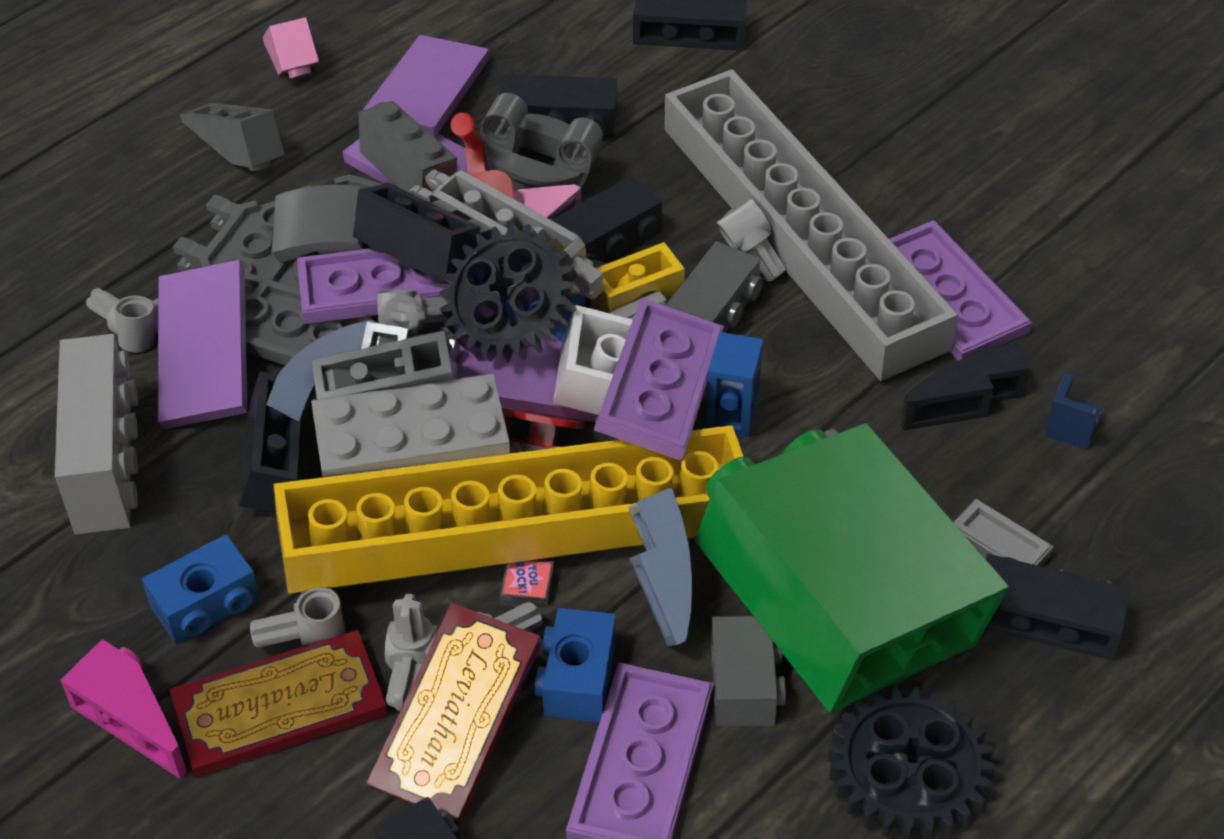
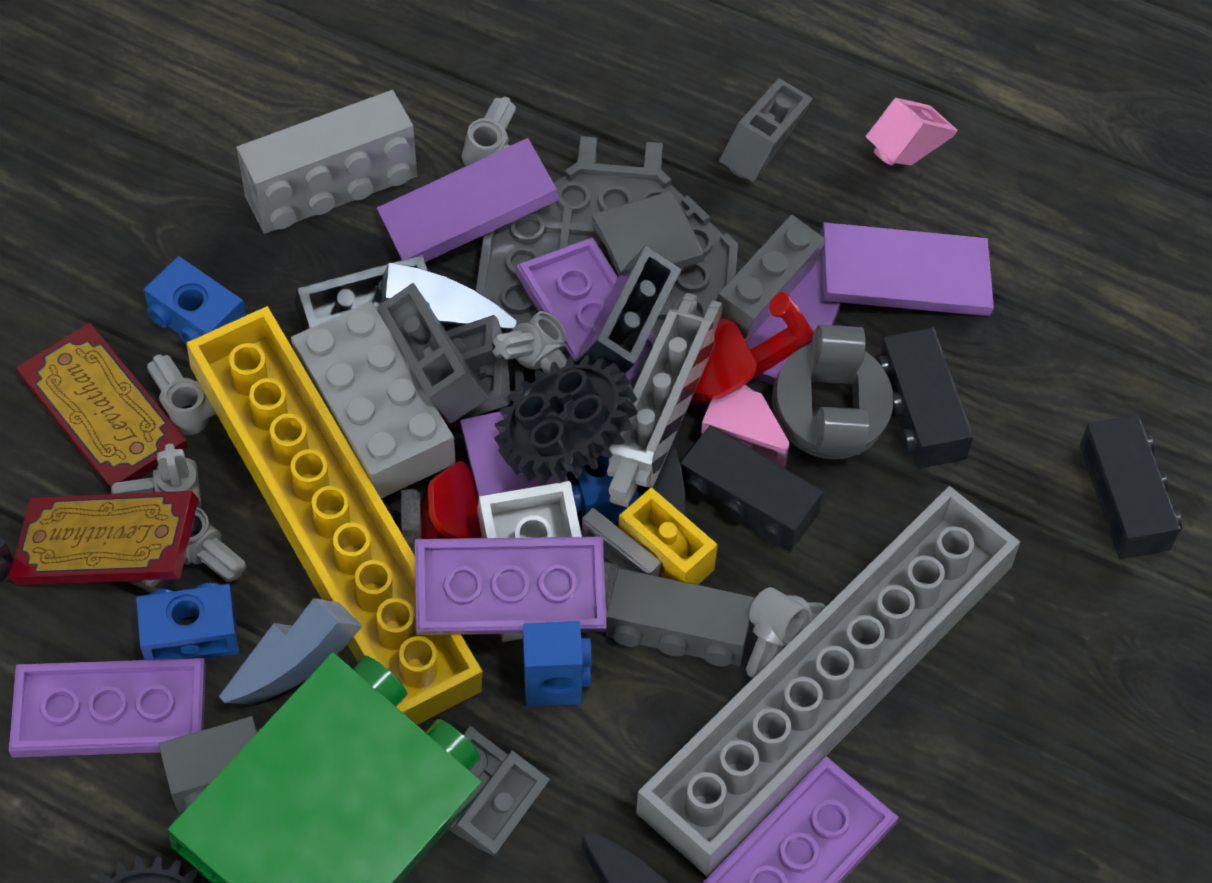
camera: 70 degrees right, 10 degrees up
(117, 697) = (64, 298): dark pink slope -> none
(527, 582) = (277, 561): tile -> none

